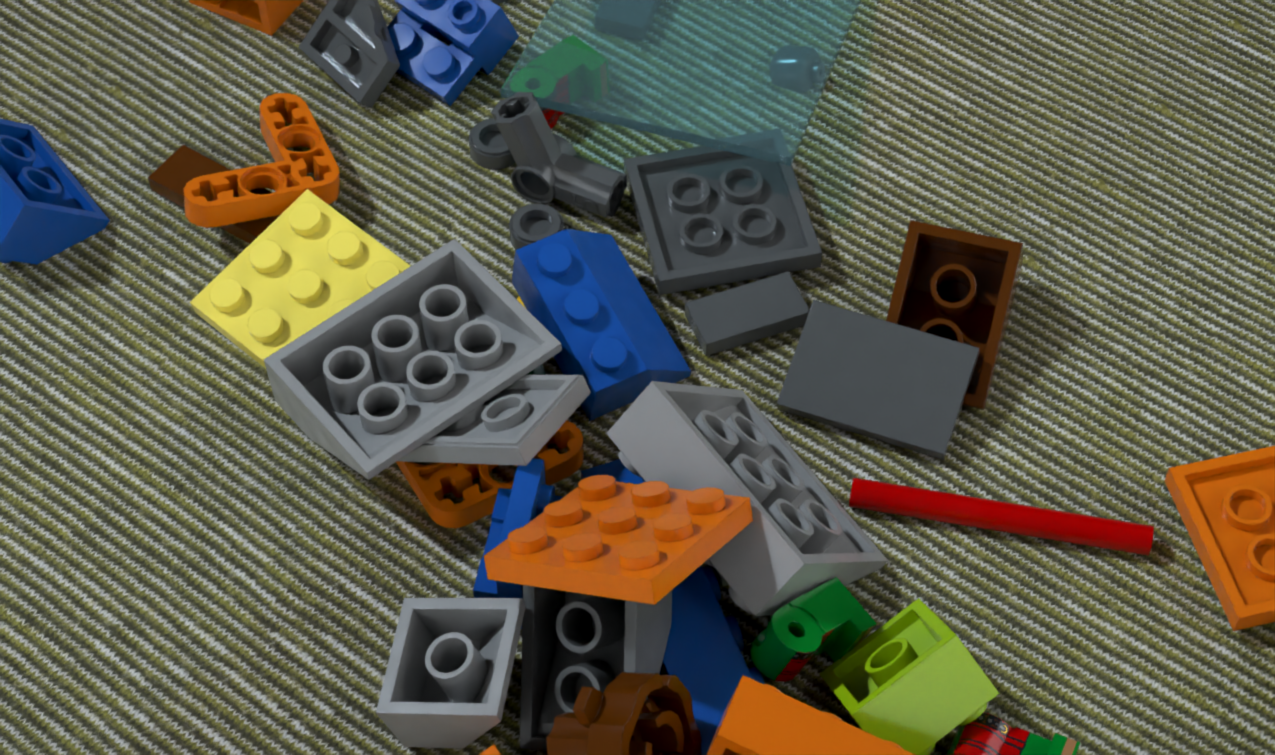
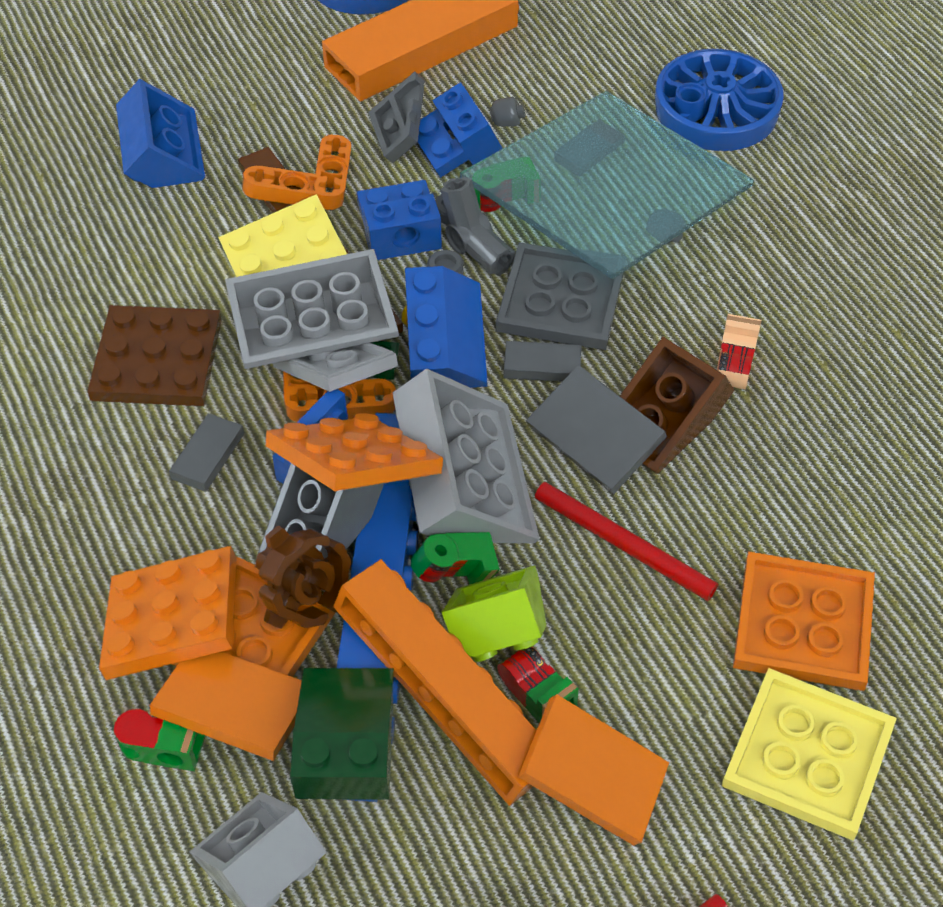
camera: 25 degrees right, 0 degrees up
(195, 510) = (155, 355): none -> reddish brown plate
(357, 622) = (206, 452): none -> dark grey tile
(439, 184) = (400, 219): none -> blue brick
(449, 669) = (228, 492): light grey slope -> none
(991, 199) = (738, 349): none -> leg

